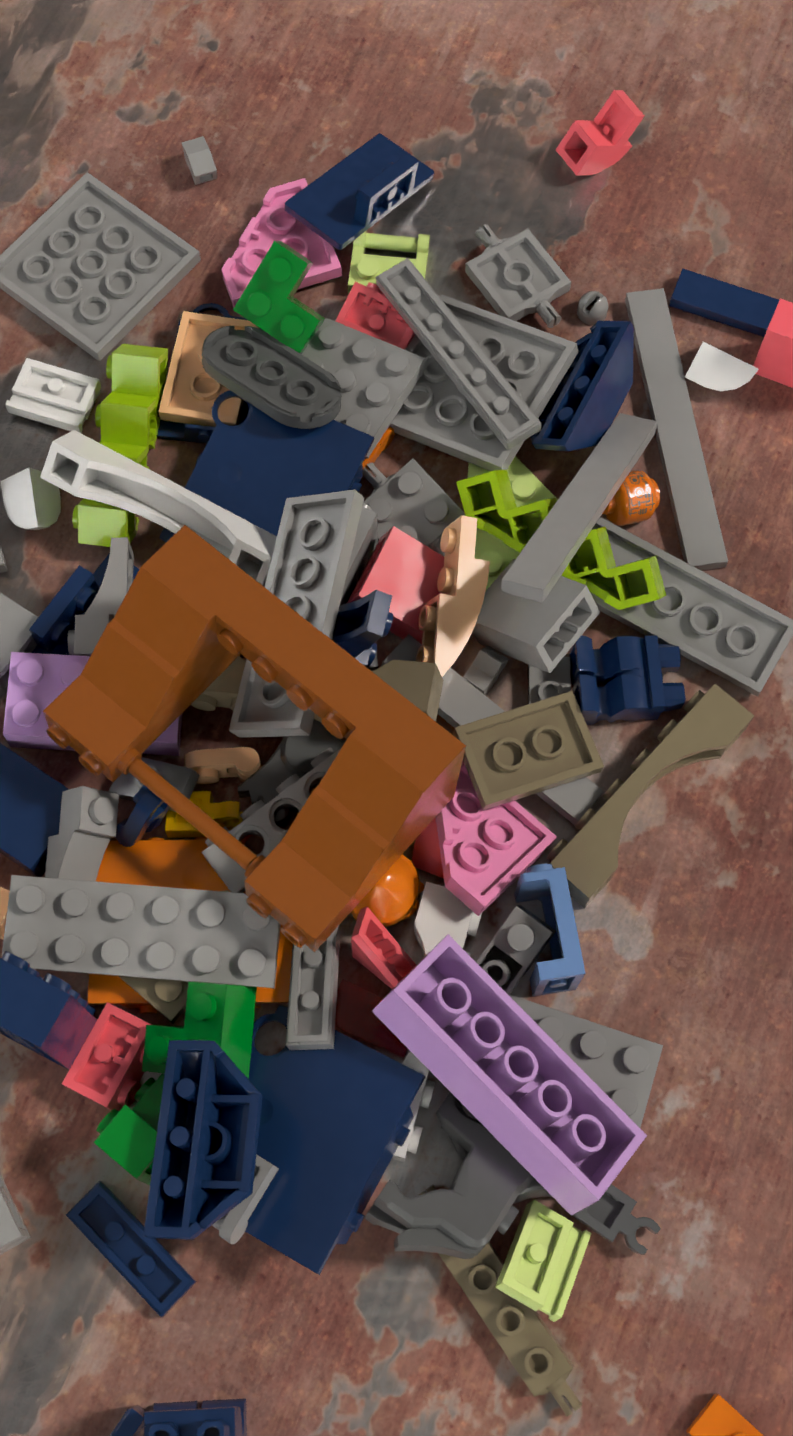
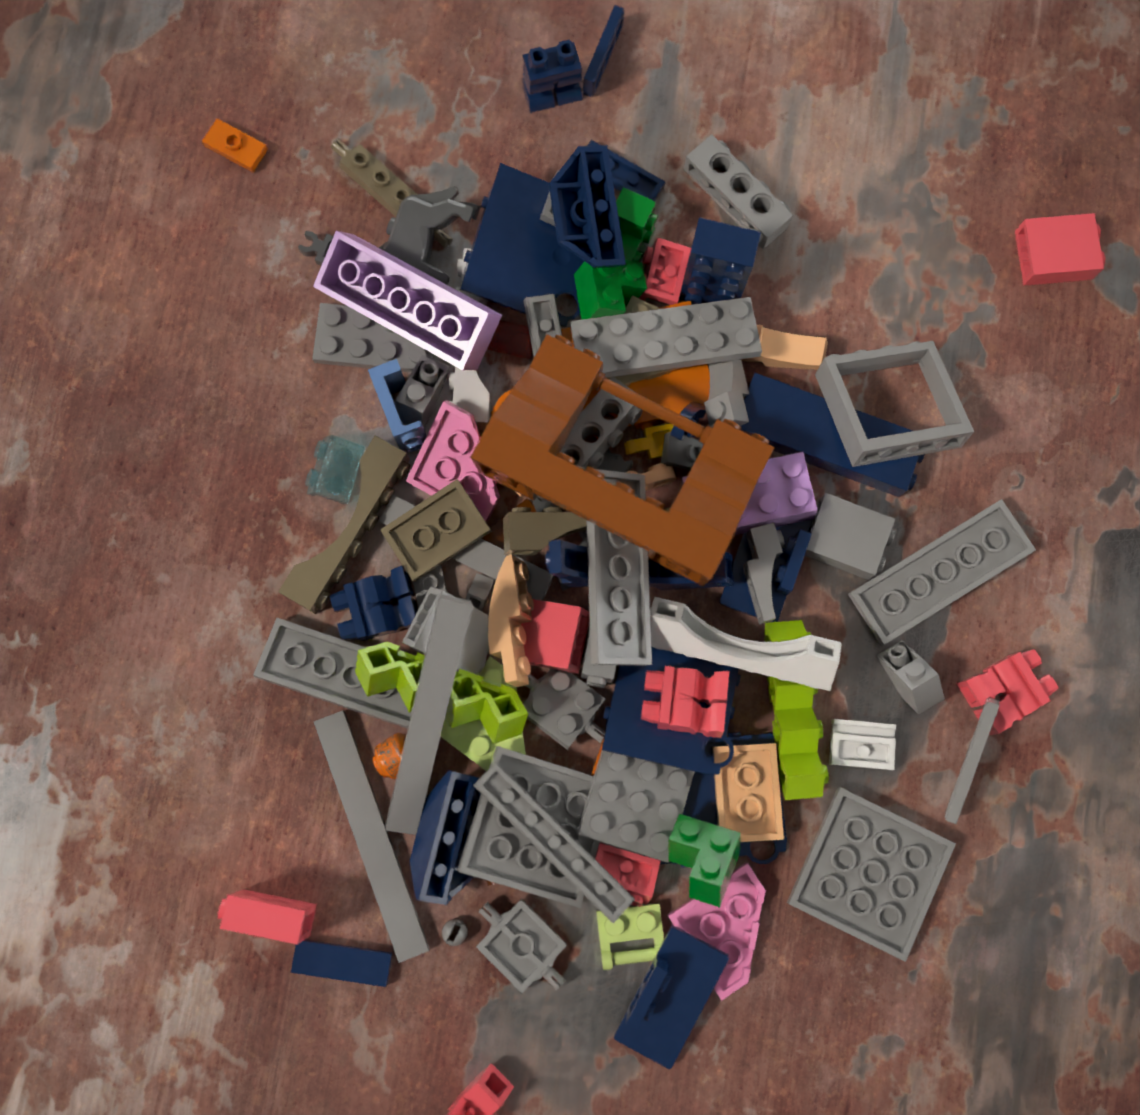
camera: 165 degrees right, 10 degrees up
(31, 500) = (854, 649): white brick -> none
(199, 160) = (816, 1001): light grey piece -> none
(263, 467) = (679, 700): none -> coral hips
(272, 377) = (694, 783): dark grey tile -> none
(378, 950) = (502, 368): coral slope -> none
(543, 1260) = (367, 211): yellowish green plate -> none
(654, 874) = (334, 469): none -> clear light blue bracket
(719, 370) = (341, 893): white brick -> none

